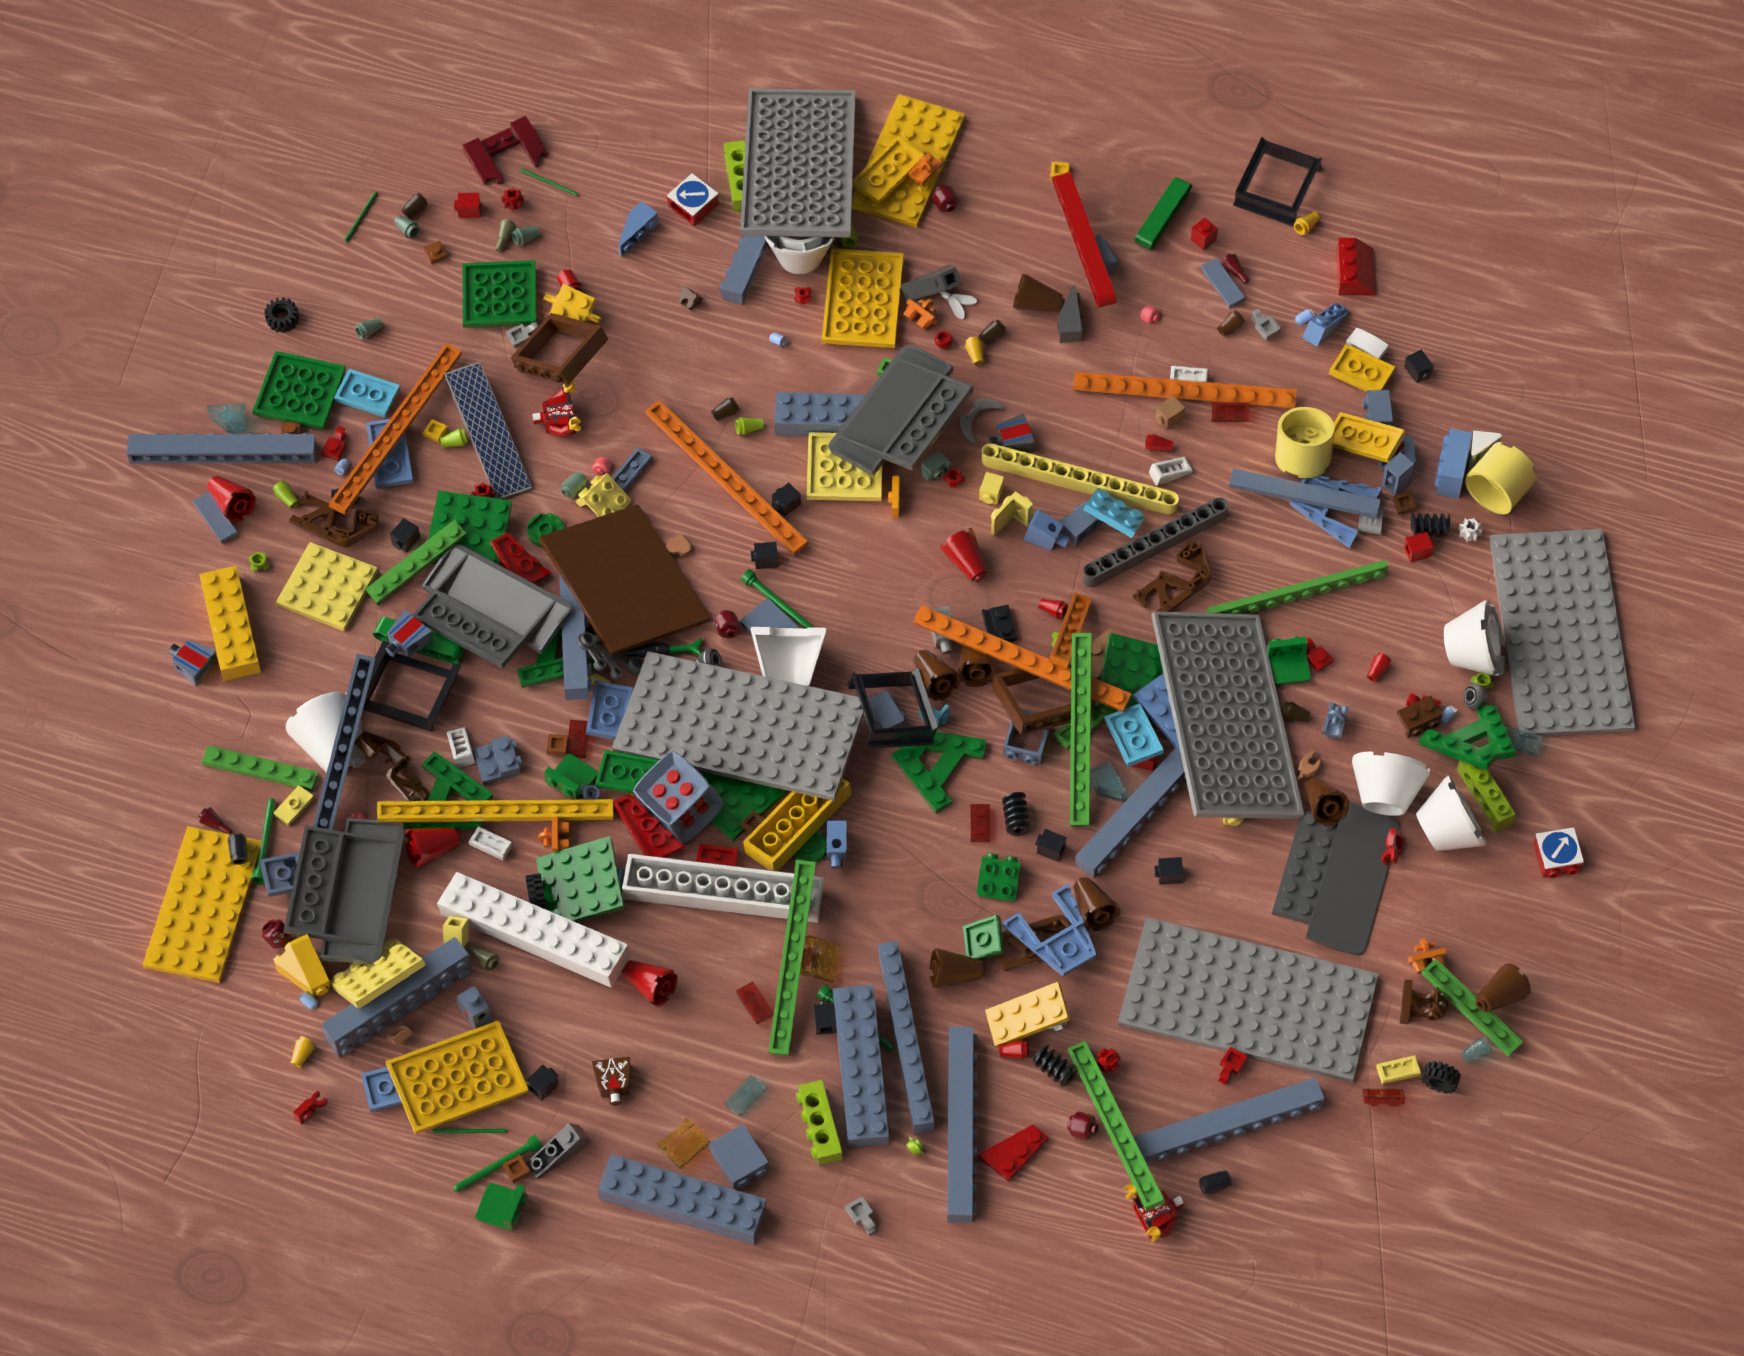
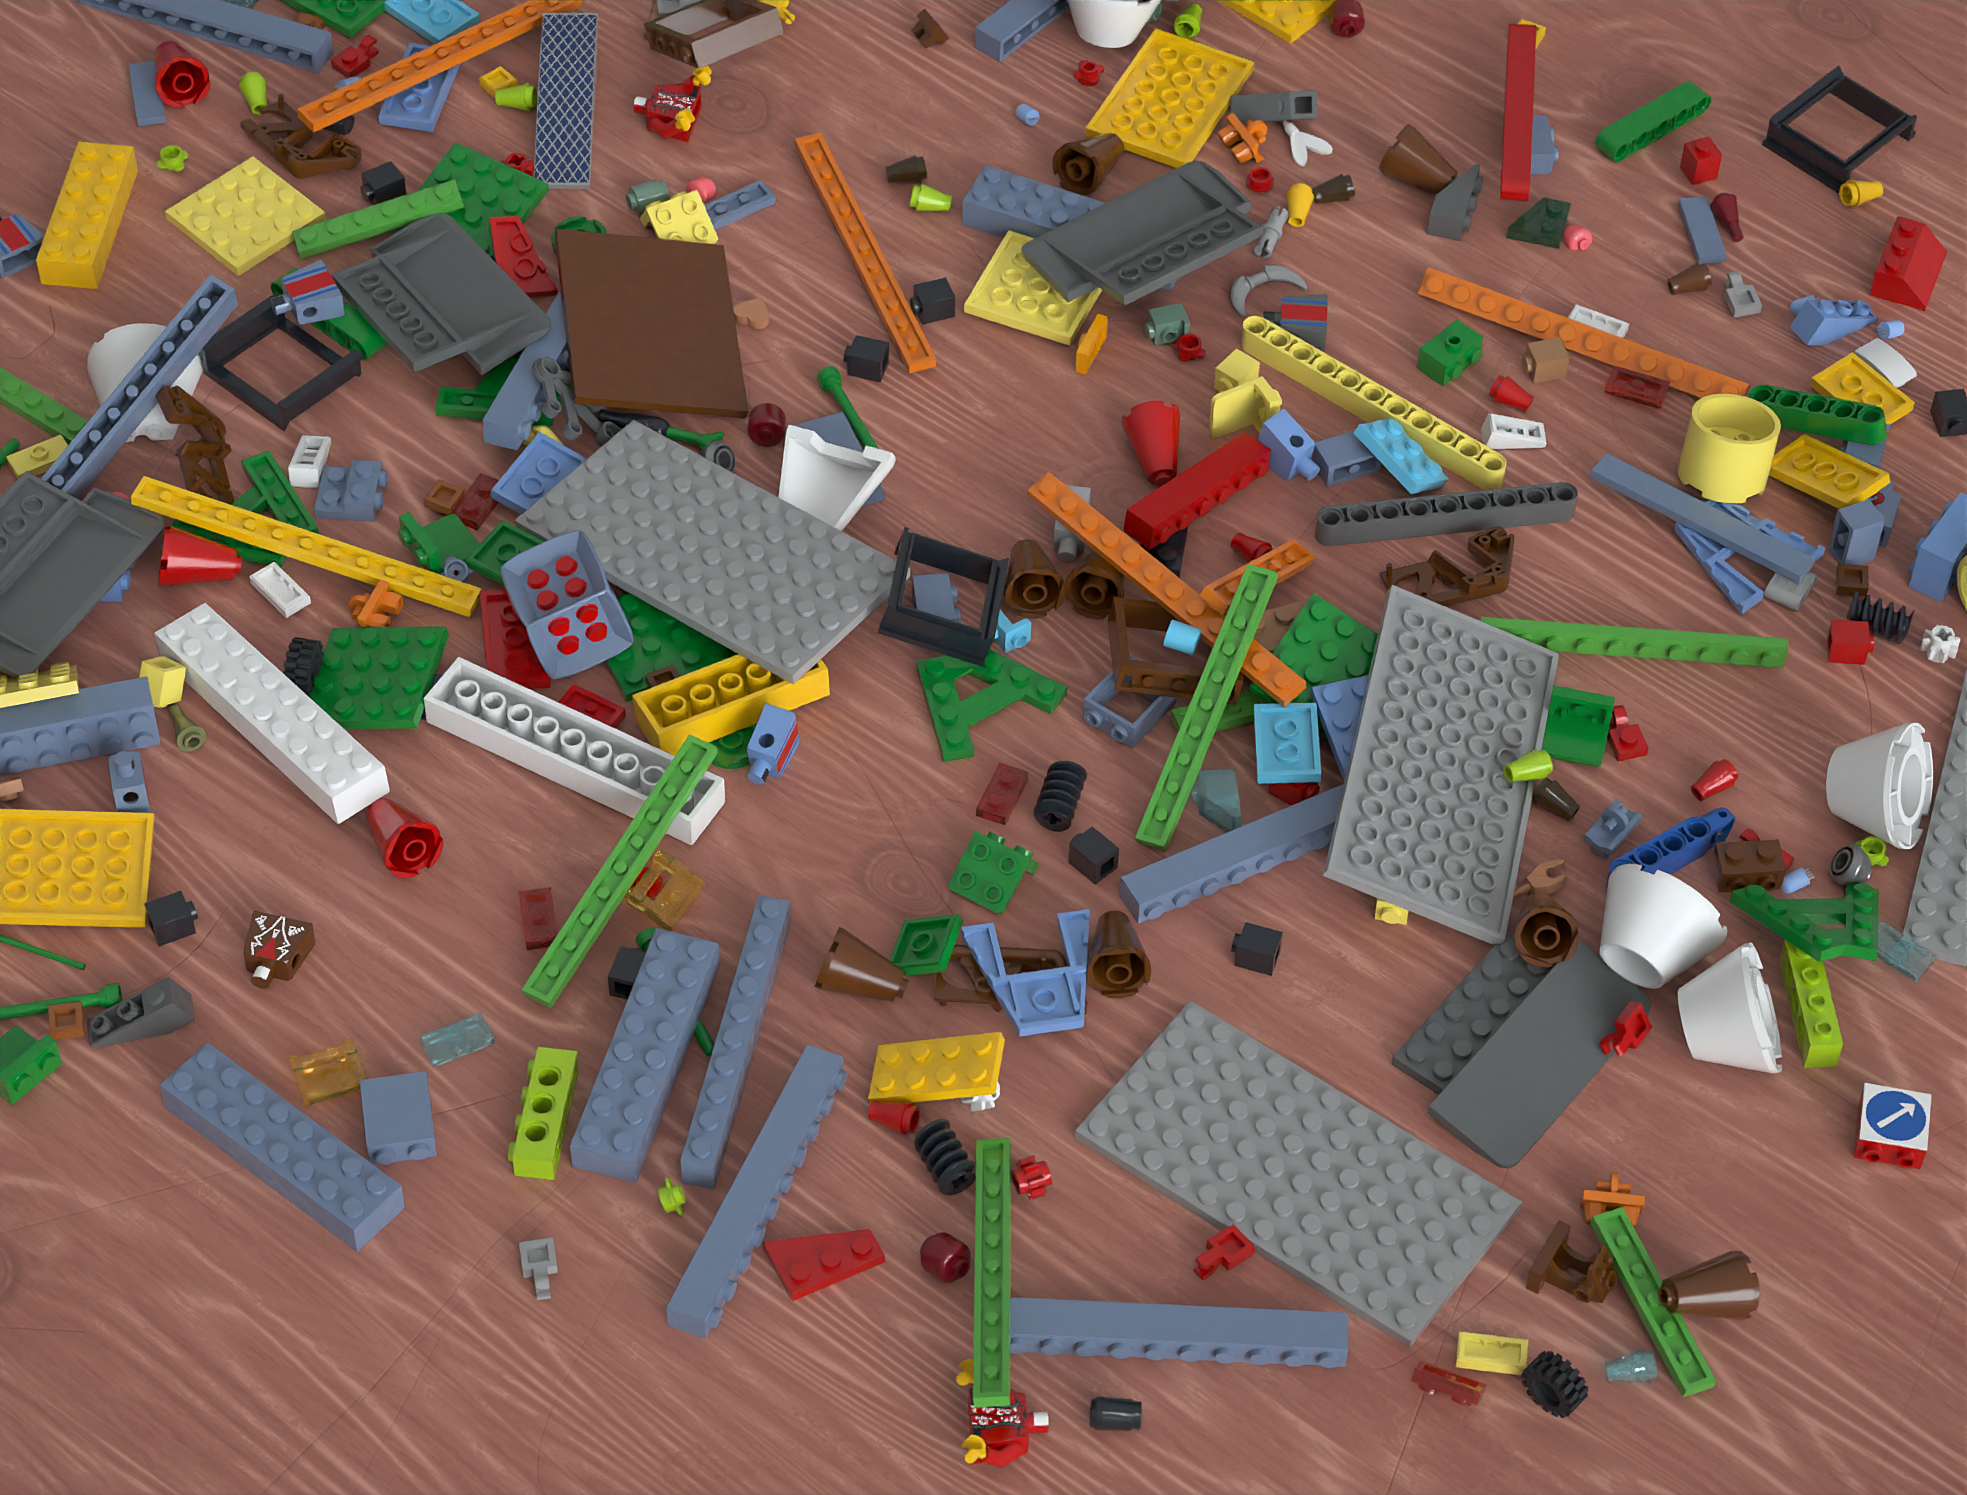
camera: 20 degrees right, 10 degrees down
(835, 366) = (1087, 162): none -> reddish brown cone
(967, 375) = (1271, 232): none -> light grey pin
(1006, 580) = (1197, 490): none -> red brick
(1047, 689) = (1182, 637): none -> medium azure beam
(1111, 427) = (1450, 352): none -> green brick
(1126, 311) = (1541, 223): none -> clear green wing
(1275, 699) = (1531, 766): none -> lime cone
(1353, 394) = (1824, 414): none -> green beam
(1360, 316) = (1890, 329): none -> light blue piece
(1388, 701) = (1679, 844): none -> blue piece

